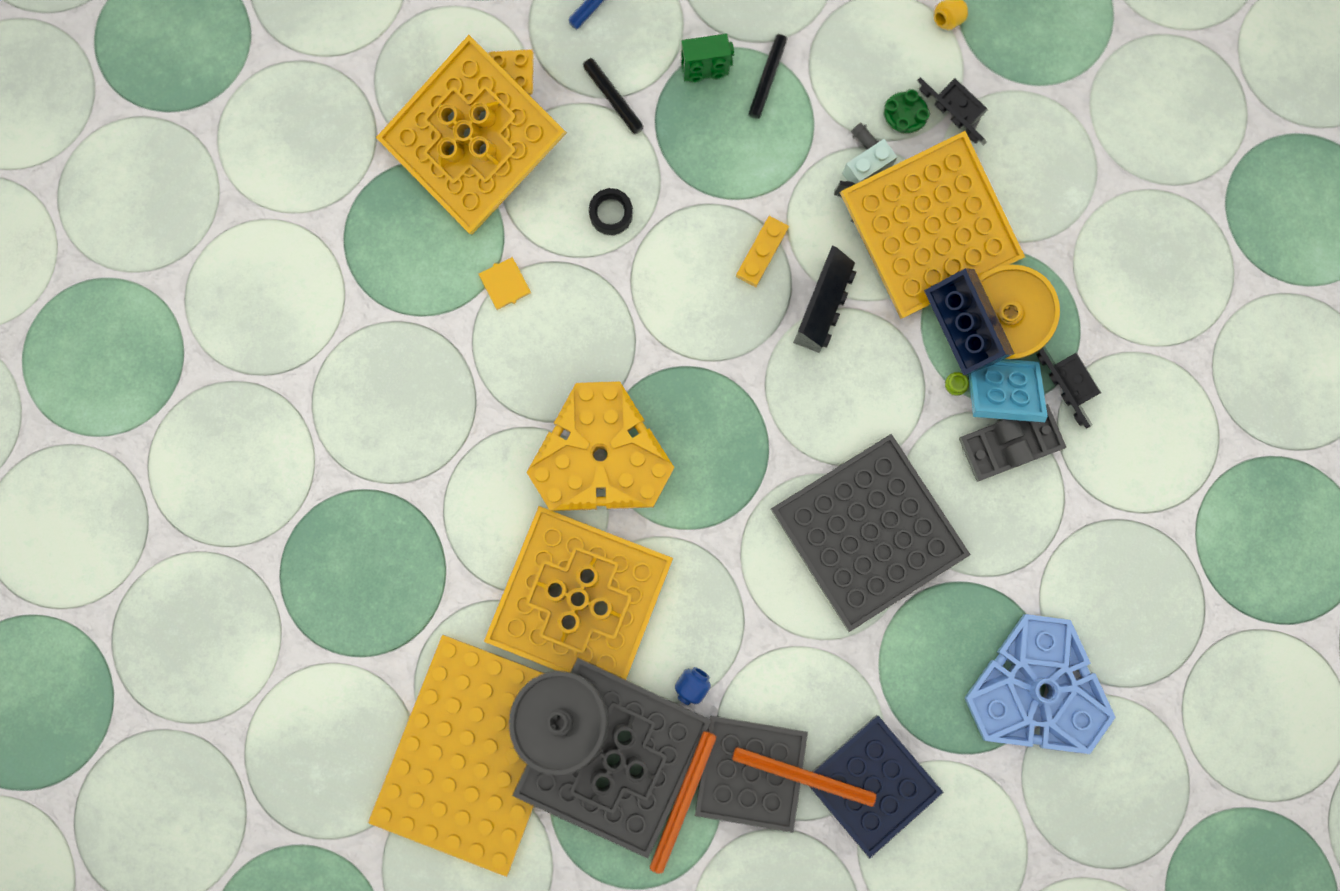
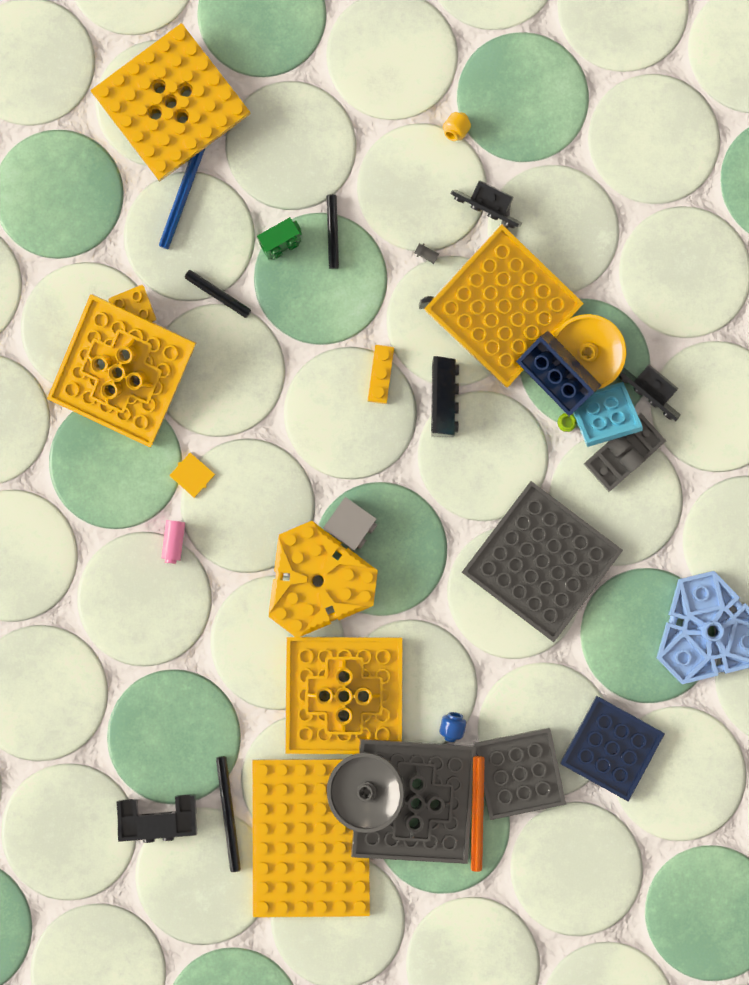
camera: 20 degrees left, 5 degrees up
(292, 666) = (153, 826): none -> black bracket
(388, 688) = (228, 814): none -> black axle
(452, 347) = (173, 541): none -> bright pink brick
(613, 194) = (238, 384): black tyre -> none
(663, 404) = (350, 524): none -> light grey brick
(804, 776) = (559, 761): orange axle -> none
(870, 162) = (438, 275): light aqua brick -> none
(906, 111) = (451, 220): green dish -> none

